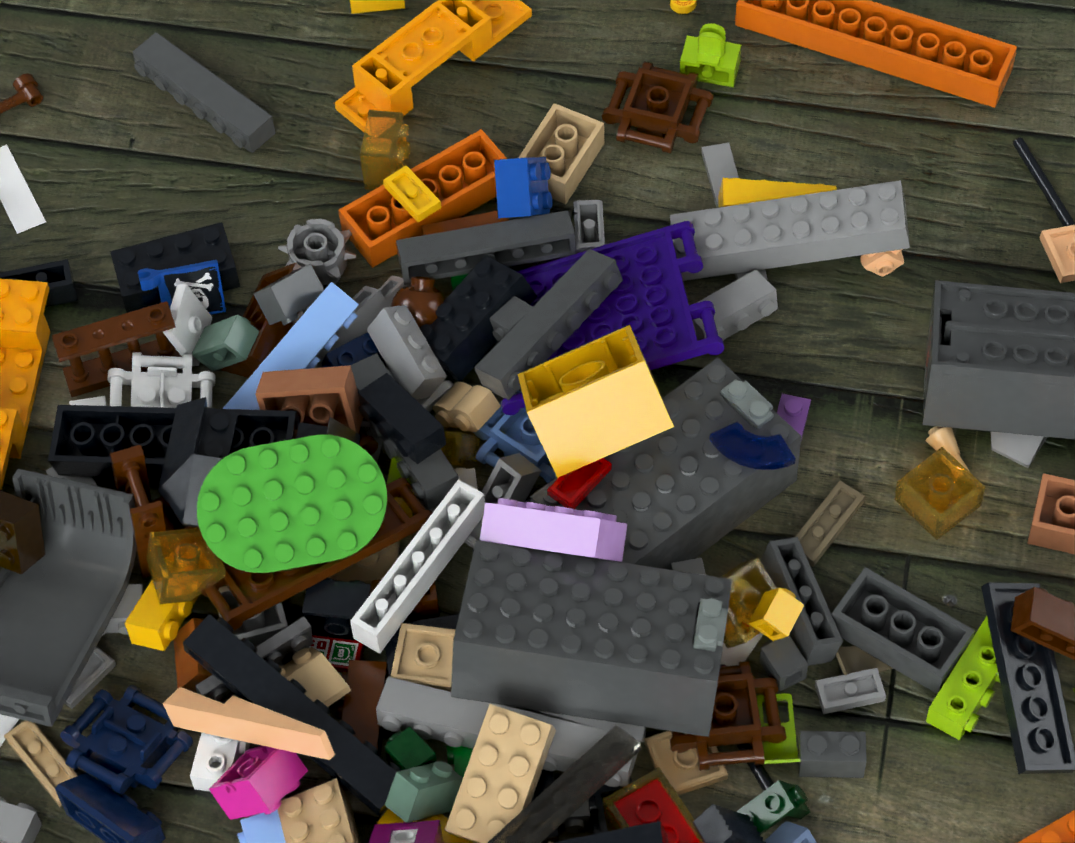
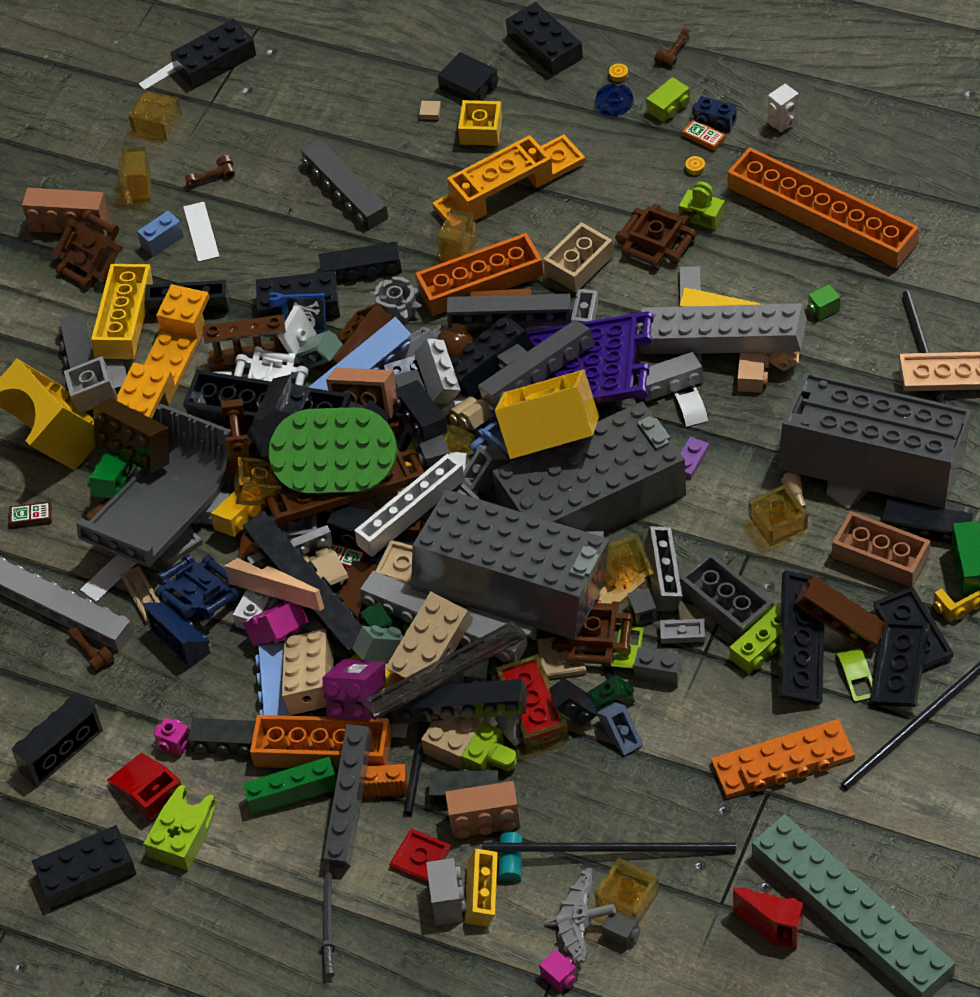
camera: 15 degrees right, 5 degrees down
(255, 202) = (362, 261): none -> black brick
(289, 295) = (366, 322): dark grey brick -> none
(412, 193) = (466, 268): yellow plate -> none
(522, 187) = (542, 273): blue brick -> none
(554, 529) = (500, 490): lavender brick -> none
(575, 486) = (525, 465): red tile -> none
(751, 449) = (646, 461): clear blue tile -> none
(772, 348) = (692, 407): none -> white piece
(776, 613) = (641, 571): yellow brick -> none
(829, 521) = (698, 523): dark tan plate -> none
(843, 285) = (752, 371): none -> light nougat brick
(914, 169) = (823, 302): none -> bright green brick

